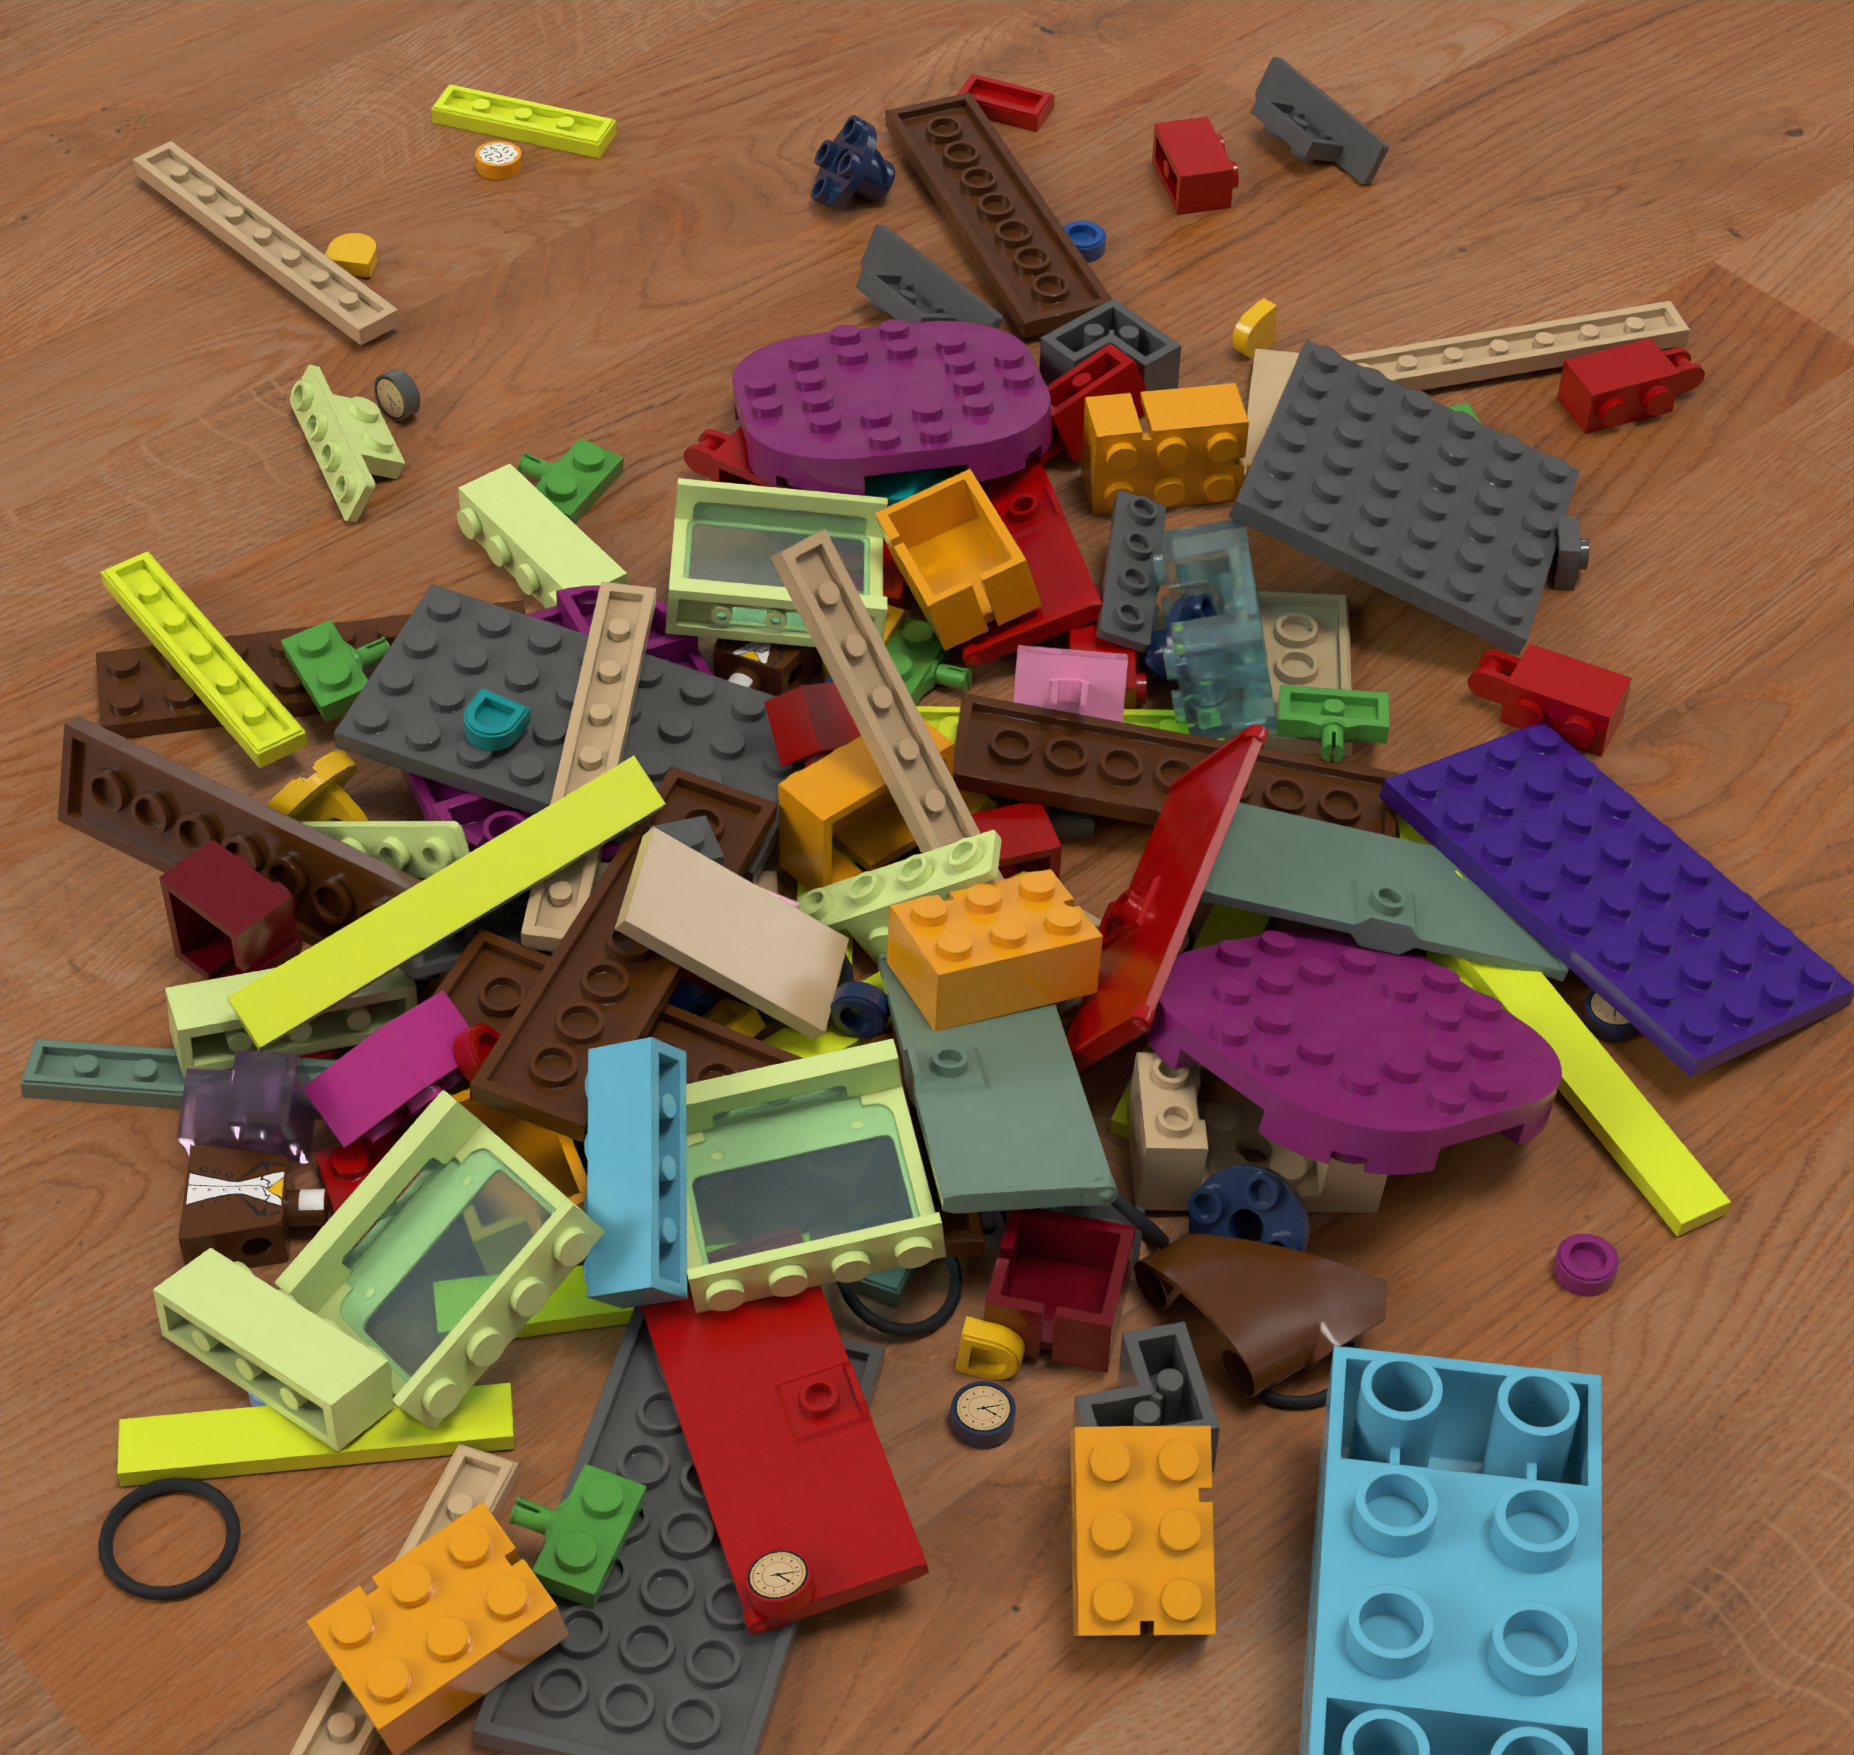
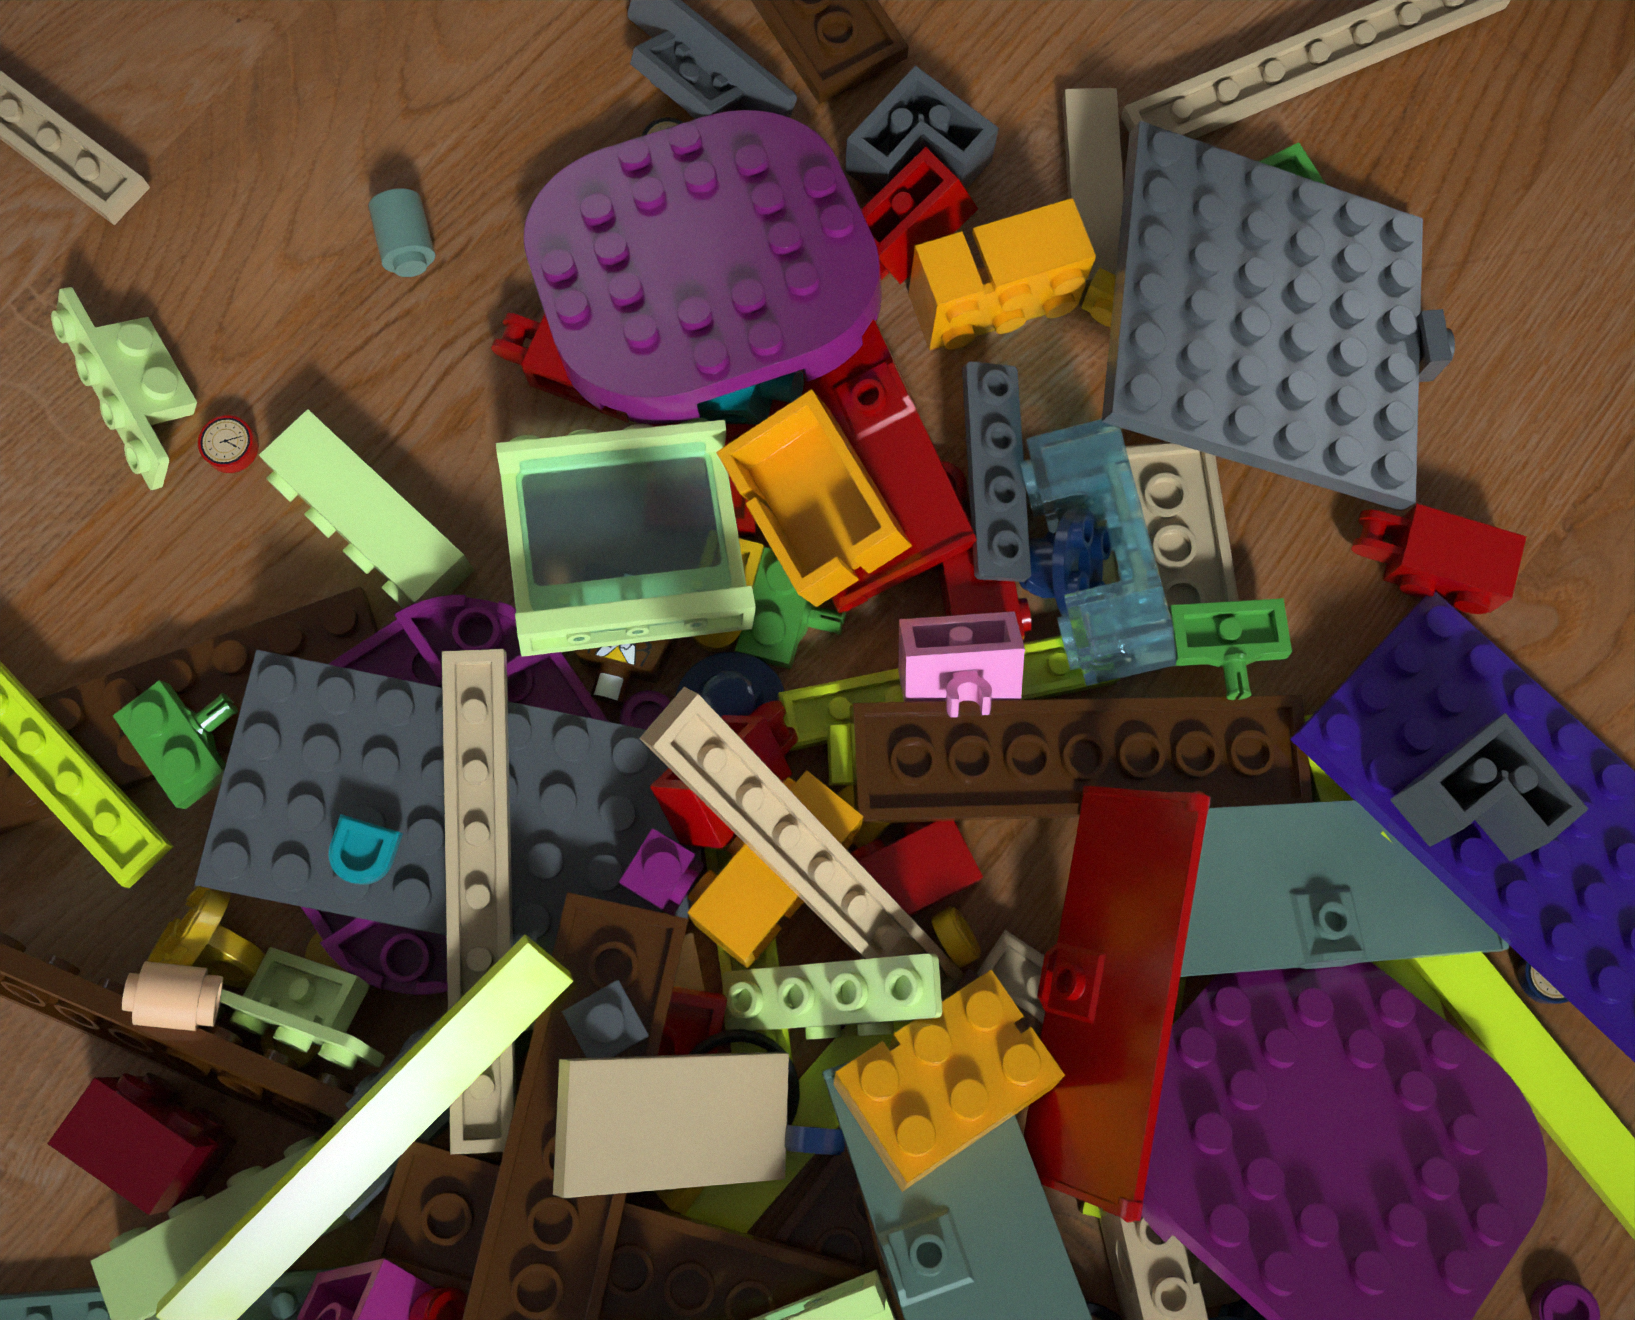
camera: 10 degrees left, 30 degrees up
(298, 795) = (172, 996): none -> light nougat brick
(354, 254) = (77, 88): yellow tile -> none
(397, 395) = (167, 303): tile -> none
(425, 497) = (228, 444): none -> tile
(576, 478) = (377, 397): bright green plate -> none
(621, 371) = (401, 232): none -> sand green brick
(758, 759) = (662, 872): none -> magenta brick
(1256, 328) = (1062, 61): yellow tile -> none
(1549, 806) = (1500, 785): none -> dark grey brick
(1625, 384) = (1455, 86): red brick -> none

